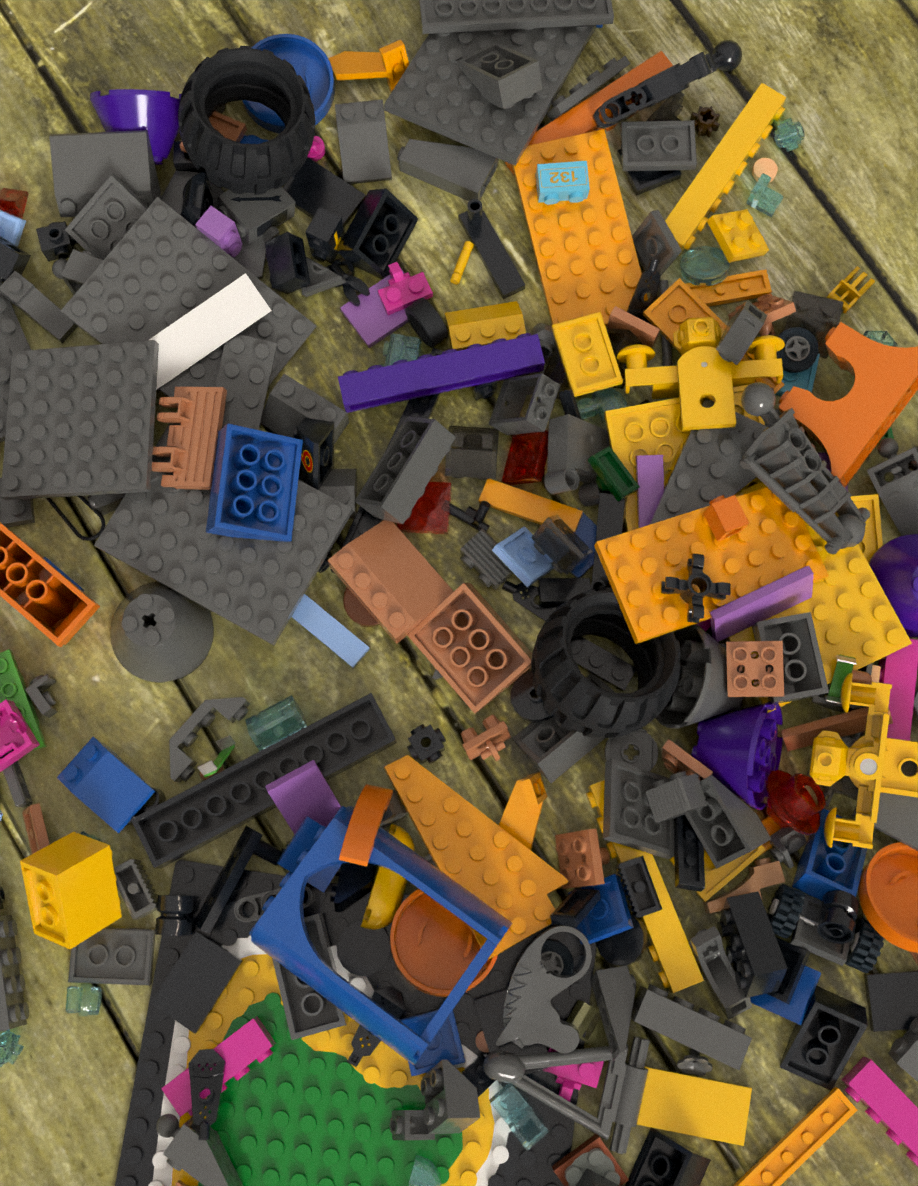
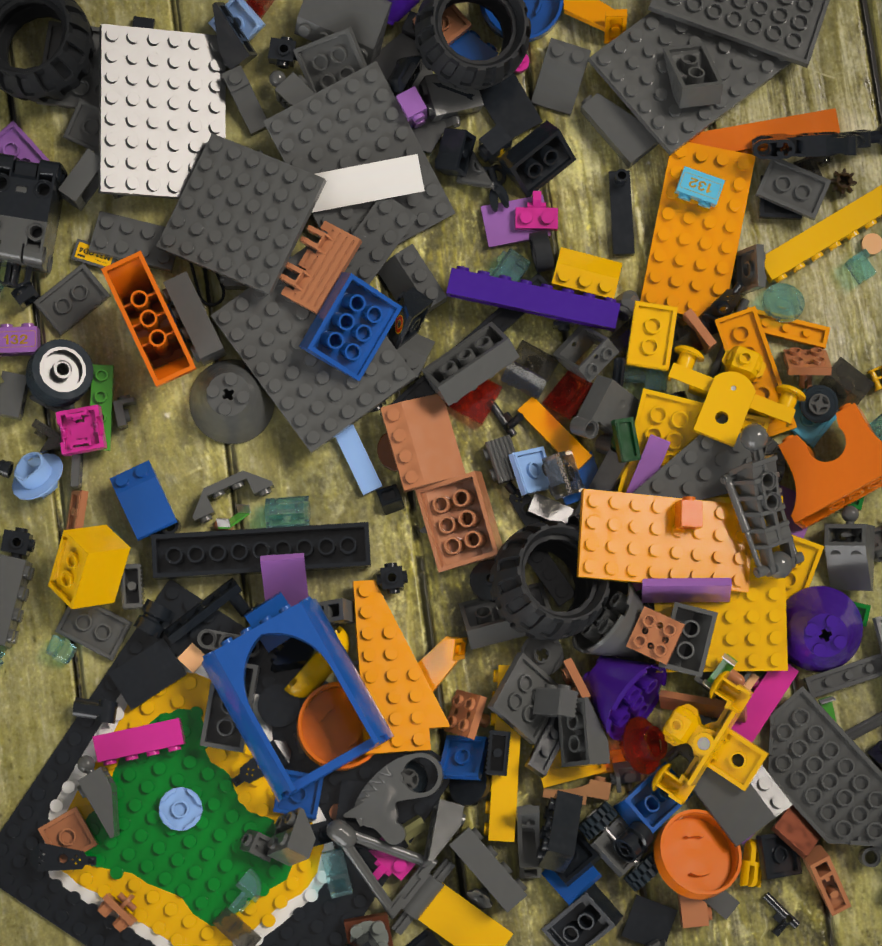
camera: 20 degrees right, 5 degrees up
(77, 559) = (193, 315): none -> dark grey brick
(159, 1051) = (100, 710): none -> black piece
(203, 1080) = (125, 744): black piece -> none
(238, 939) = (192, 658): none -> light nougat tile
(303, 1124) = (180, 808): none -> light blue tile
(365, 824) = (320, 617): orange slope -> none
(384, 658) = (390, 499): none -> black slope
(462, 262) = (593, 211): yellow wheel -> none
(488, 742) = (438, 598): nougat hips -> none
(575, 907) = (445, 746): black tile -> none
(579, 91) = (754, 114): dark grey plate -> none
(696, 576) = (631, 571): black pin -> none
(738, 235) = (821, 289): yellow plate -> none
(741, 332) = (774, 376): dark grey slope -> none

